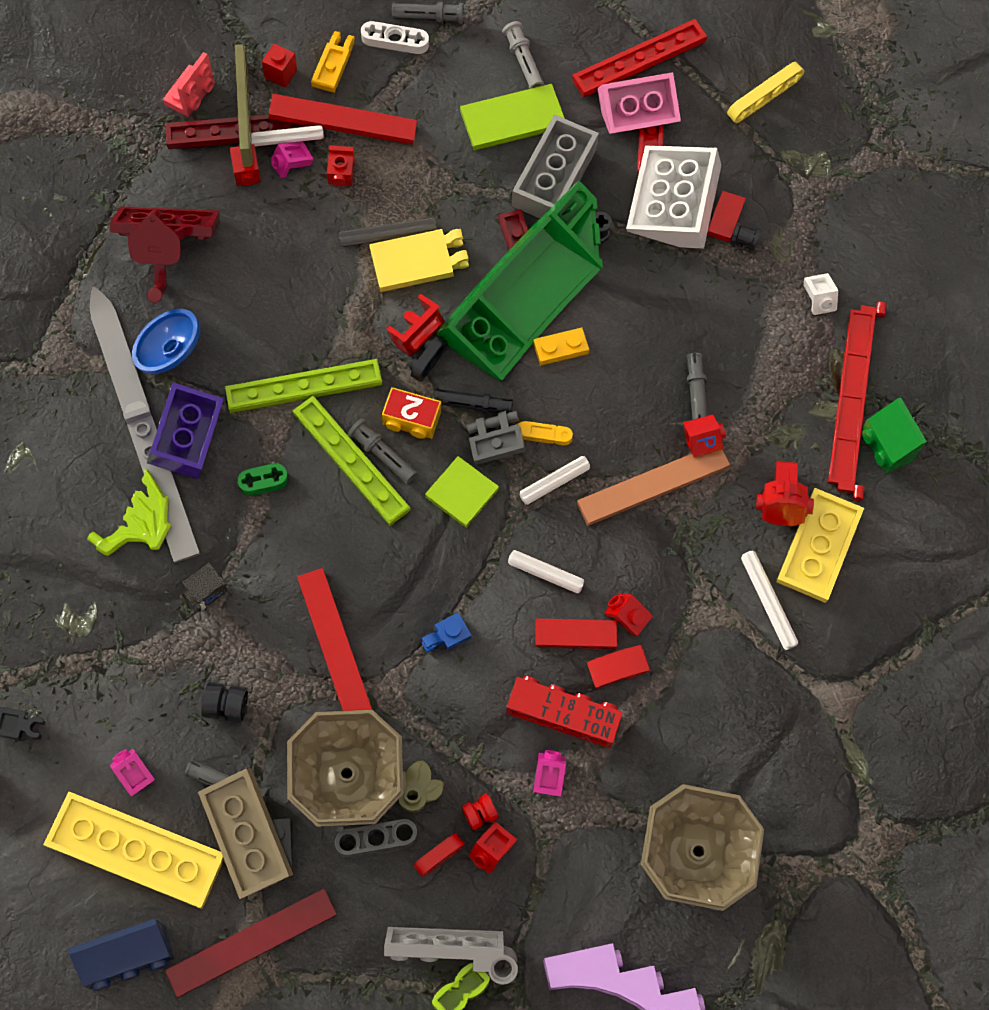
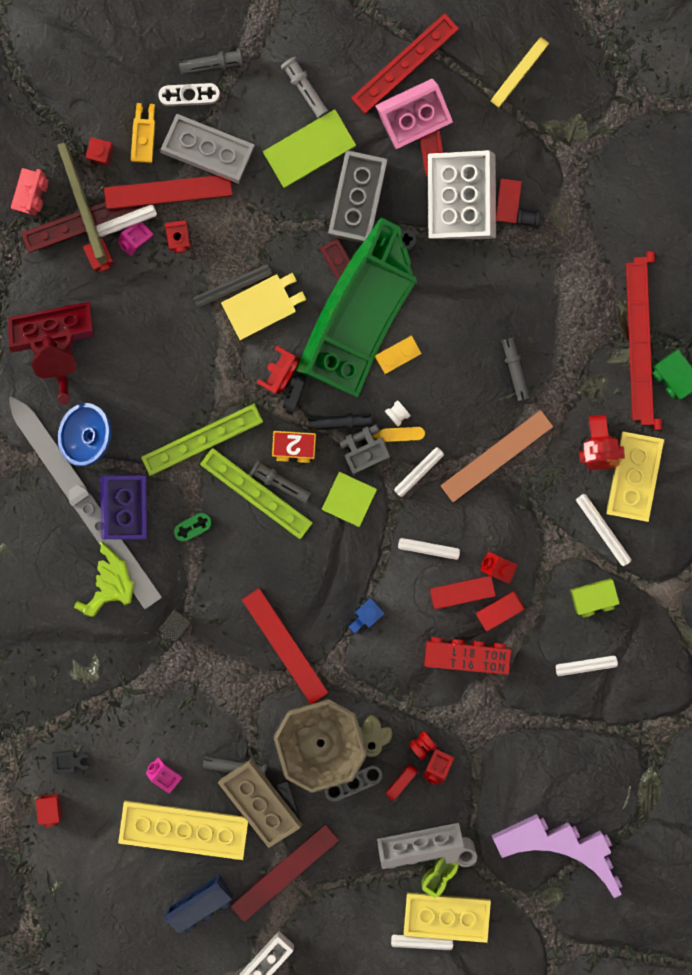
camera: 15 degrees left, 20 degrees up
(224, 702) = (216, 710): black wheel -> none
(399, 88) = (207, 148): none -> light grey plate
(545, 406) = (397, 413): none -> white wheel
(550, 773) = (467, 703): dark pink bracket -> none
(704, 435) = (528, 409): red brick -> none
(715, 762) = (586, 665): none -> white axle
(719, 827) = (599, 758): dark tan rock -> none
(743, 676) = (594, 597): none -> lime brick
(822, 293) = (599, 255): white bracket -> none

